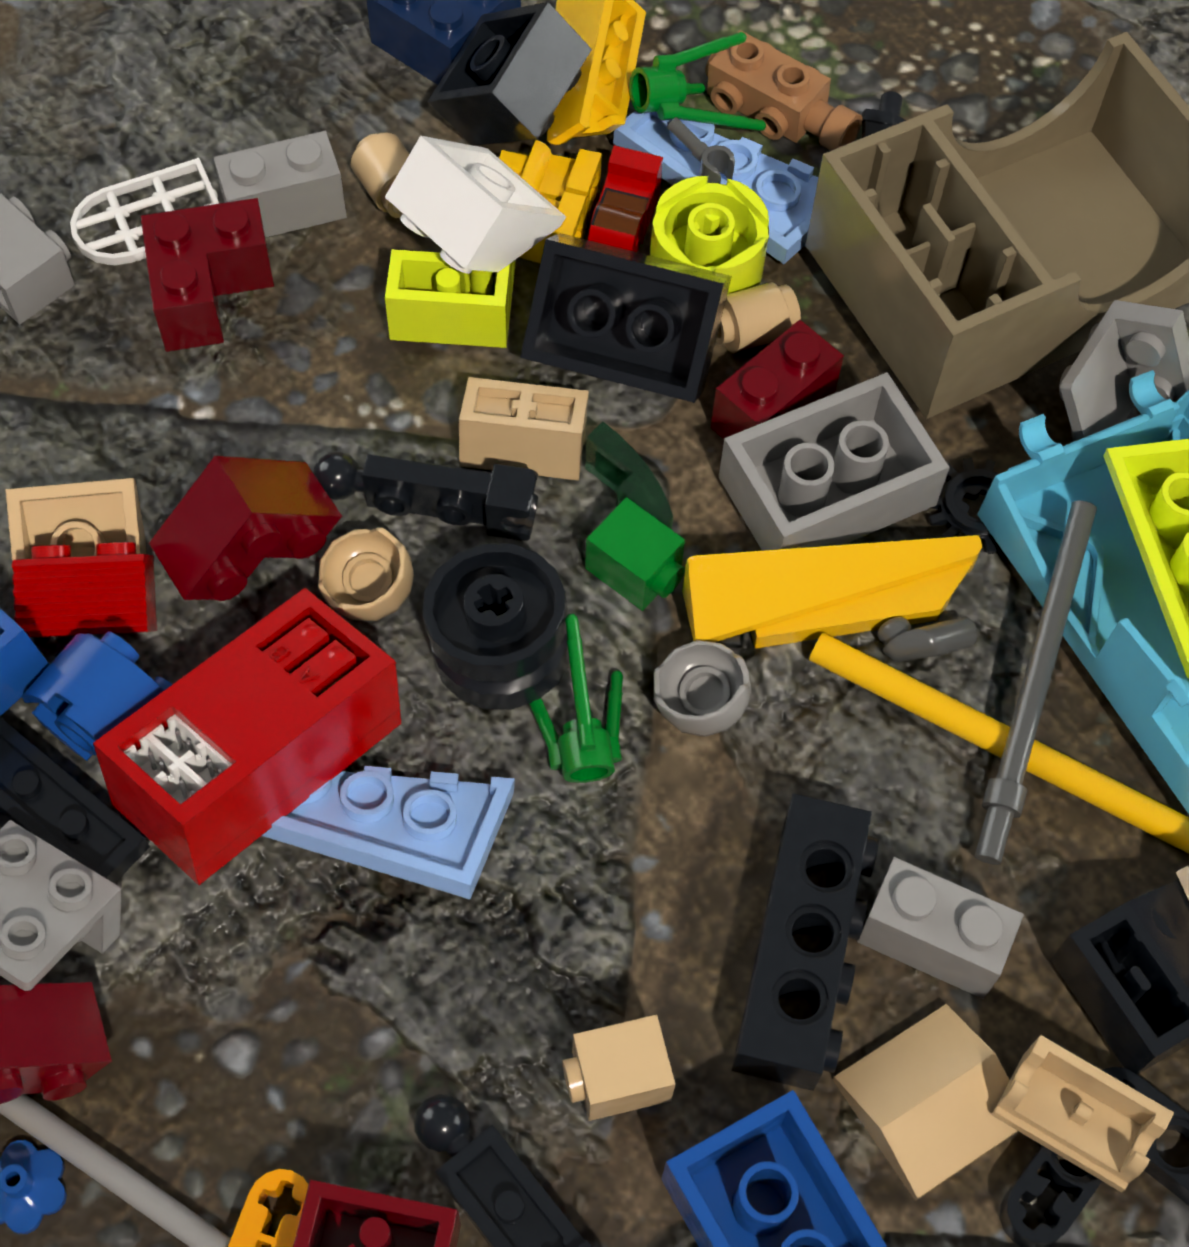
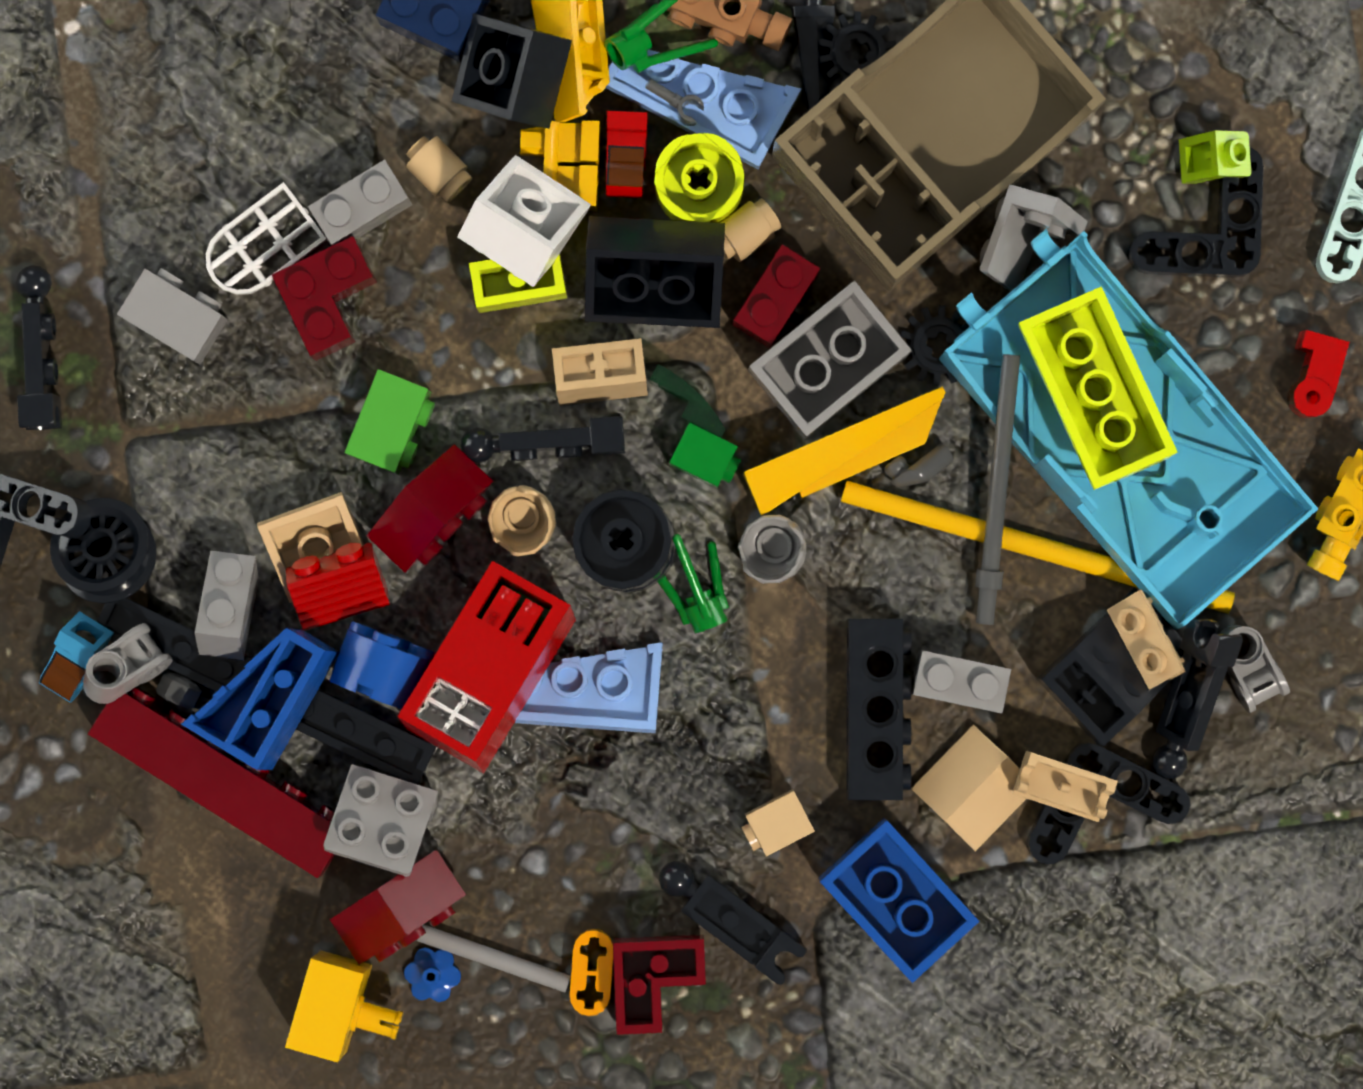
camera: 10 degrees left, 25 degrees up
(231, 414) = (390, 422): none -> bright green brick

